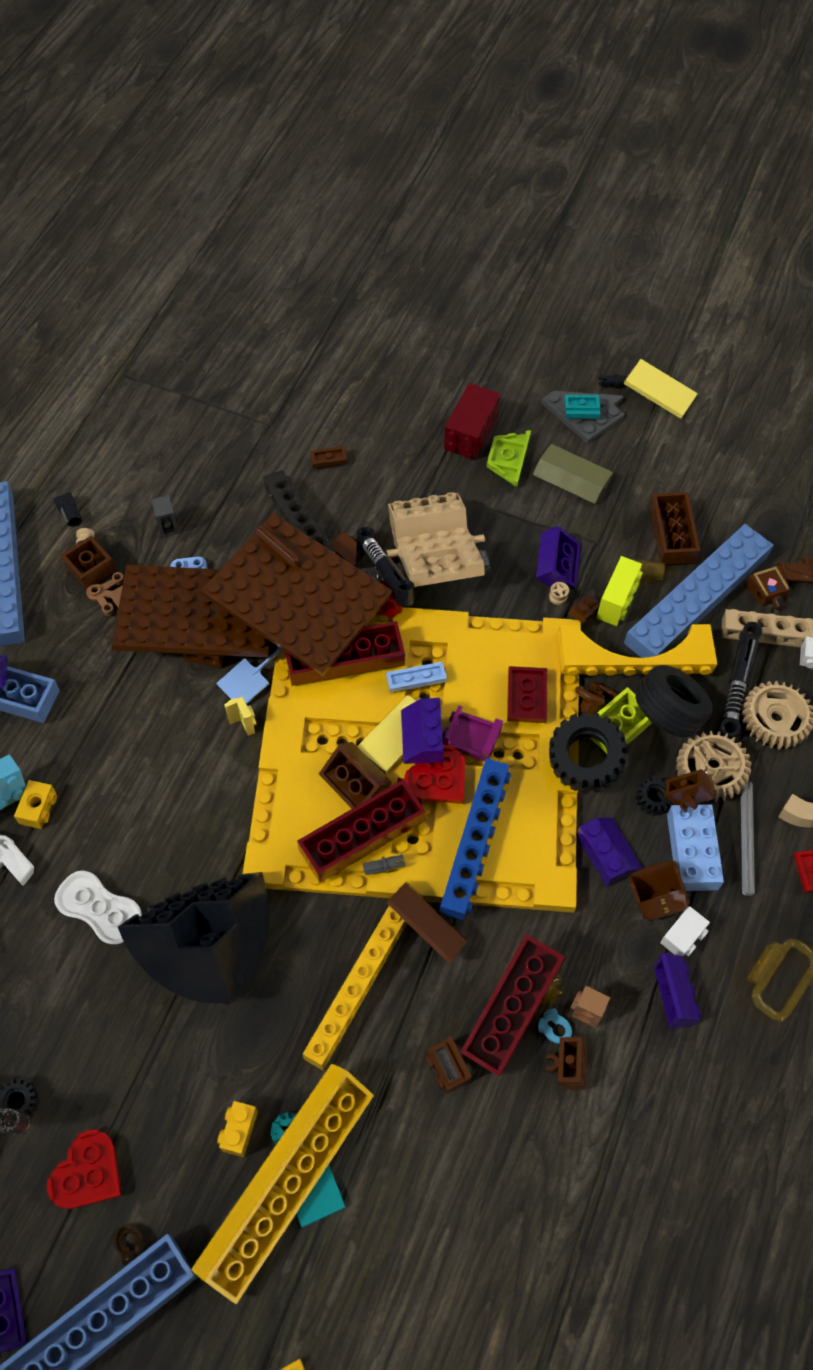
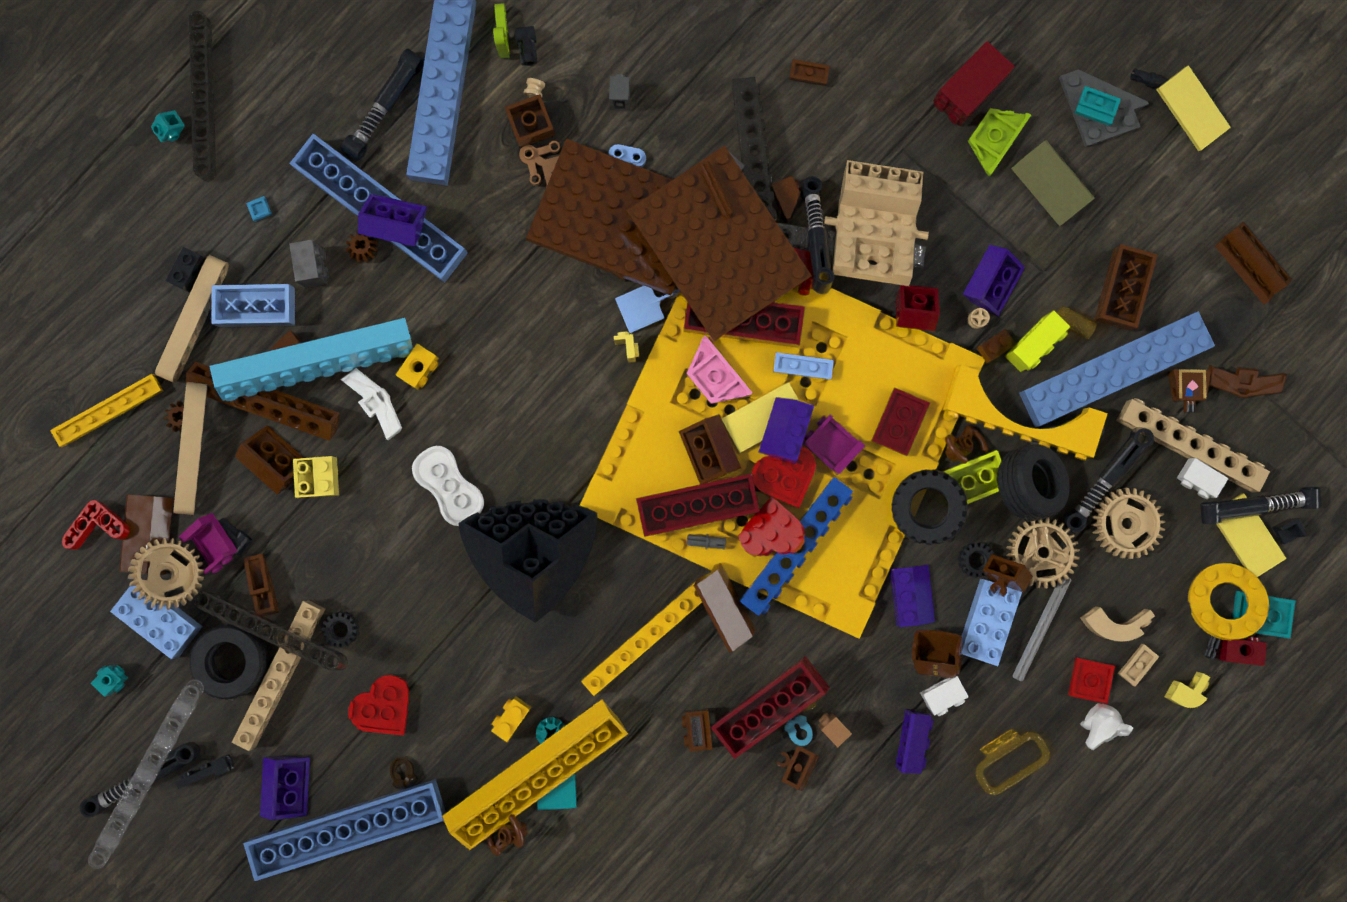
camera: 20 degrees right, 25 degrees up
(42, 505) = (501, 31): none -> lime beam
(276, 1268) = (508, 834): none -> reddish brown piece
(336, 712) = (715, 375): none -> bright pink wing
(445, 828) = (772, 531): none -> red plate
(500, 598) = (917, 307): none -> dark red brick
(770, 479) = (1253, 262): none -> reddish brown slope

